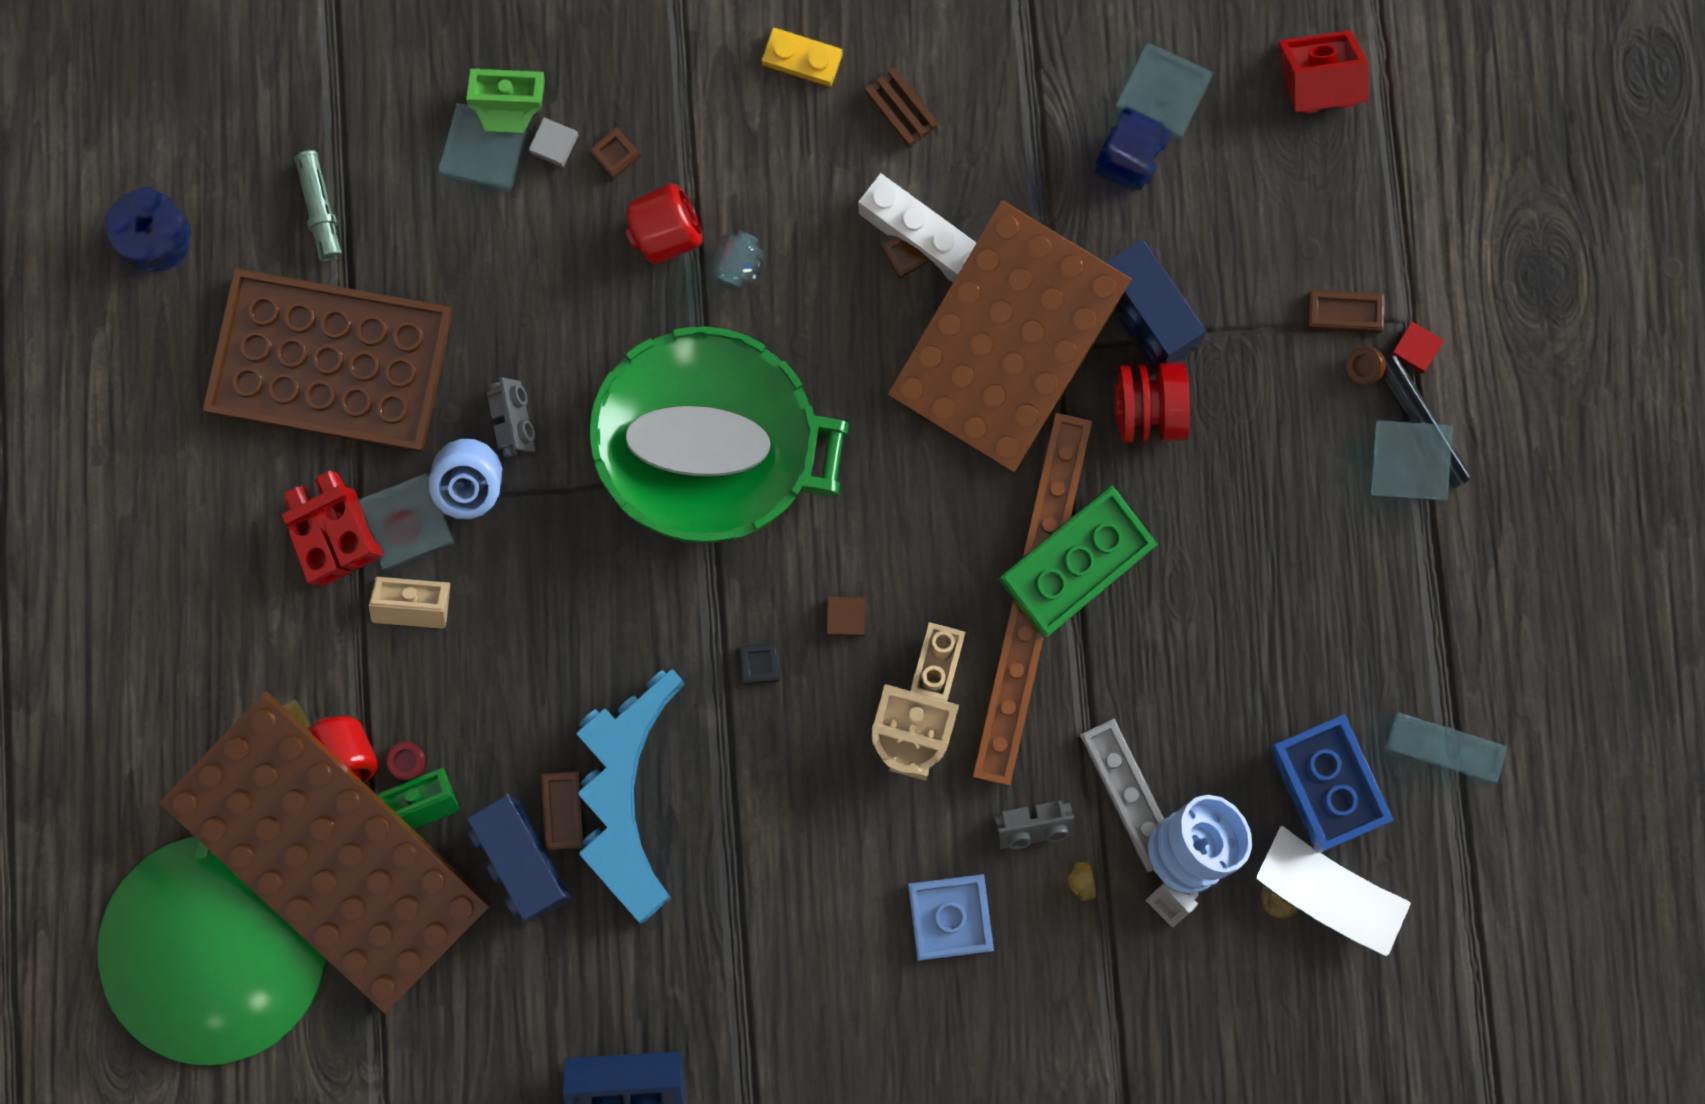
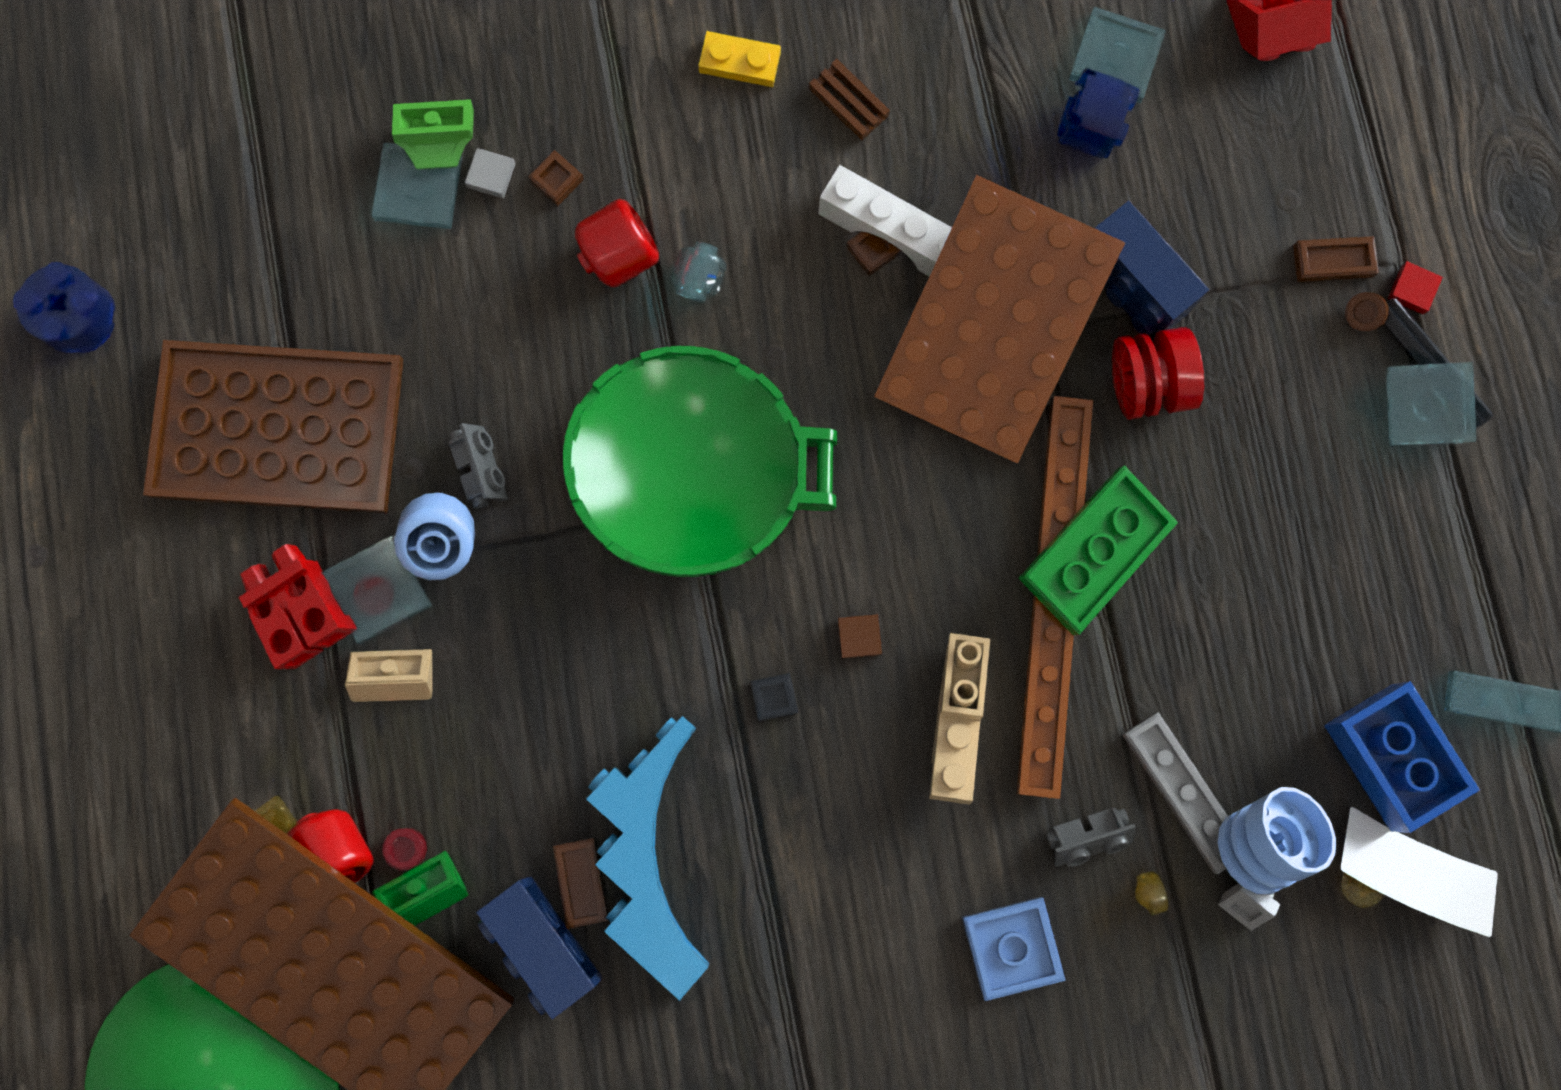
camera: 15 degrees left, 0 degrees up
(321, 219) = (251, 278): sand green pin -> none
(697, 441) = (680, 468): light grey shield -> none
(912, 729) = (952, 753): tan slope -> none

